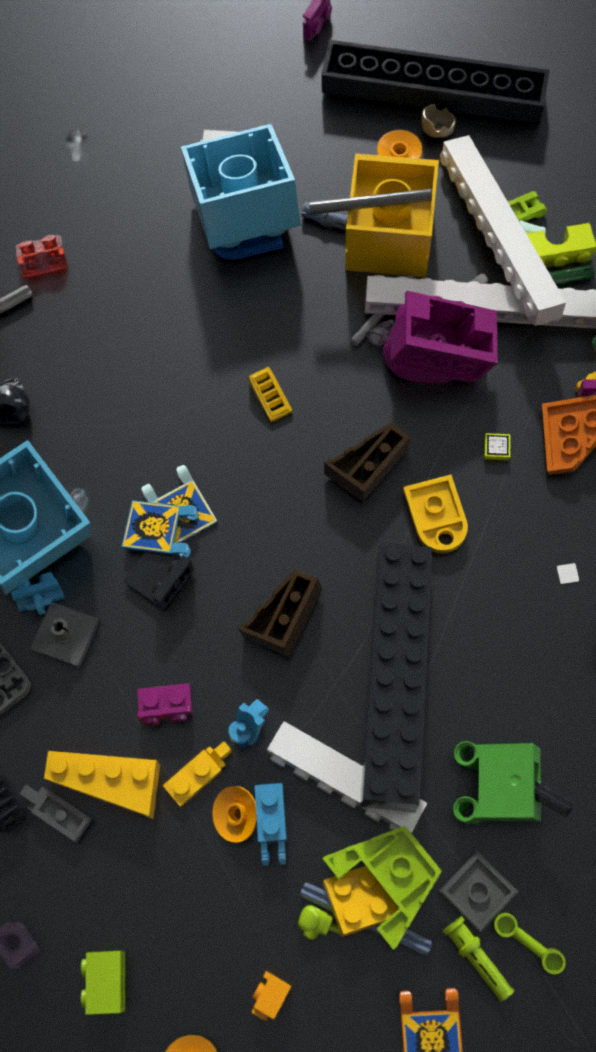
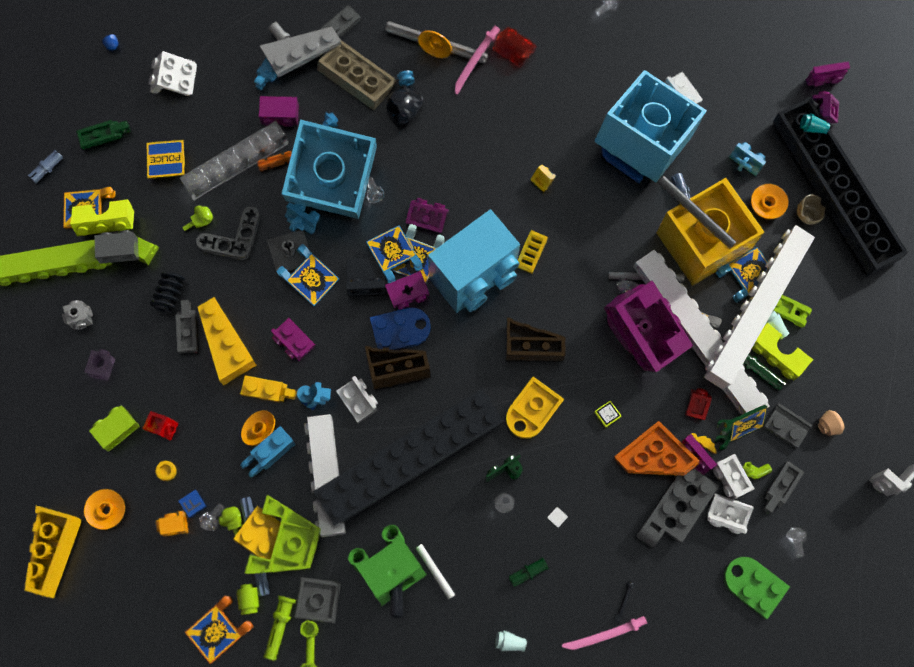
camera: 45 degrees right, 5 degrees up
(12, 266) = (490, 36): none -> bright pink sword
(112, 633) = (311, 278): none -> flag
(143, 925) = (160, 425): none -> red bracket
(146, 465) = (427, 215): none -> magenta bracket
(200, 958) = (166, 470): none -> yellow tile
(202, 327) = (542, 177): none -> yellow tile
(211, 528) = (415, 284): none -> magenta brick
(244, 448) = (474, 262): none -> medium azure brick
(244, 584) = (398, 329): none -> blue plate
(262, 955) = (192, 503): none -> blue tile
(287, 682) = (357, 400): none -> white bracket
(297, 951) = (210, 519): none -> clear plate
(341, 137) = (747, 159): none -> dark azure hips
(346, 29) = (828, 106): none -> magenta bracket
(360, 52) = (811, 123): none -> teal cone
(422, 971) = (247, 599): none -> lime brick
(453, 218) = (746, 271): none -> flag
(485, 577) = (510, 465): none -> dark green hinge
(514, 617) = (500, 506): none -> clear cone
(538, 740) = (435, 571): none -> white bar
(552, 355) = (698, 403): none -> red bracket

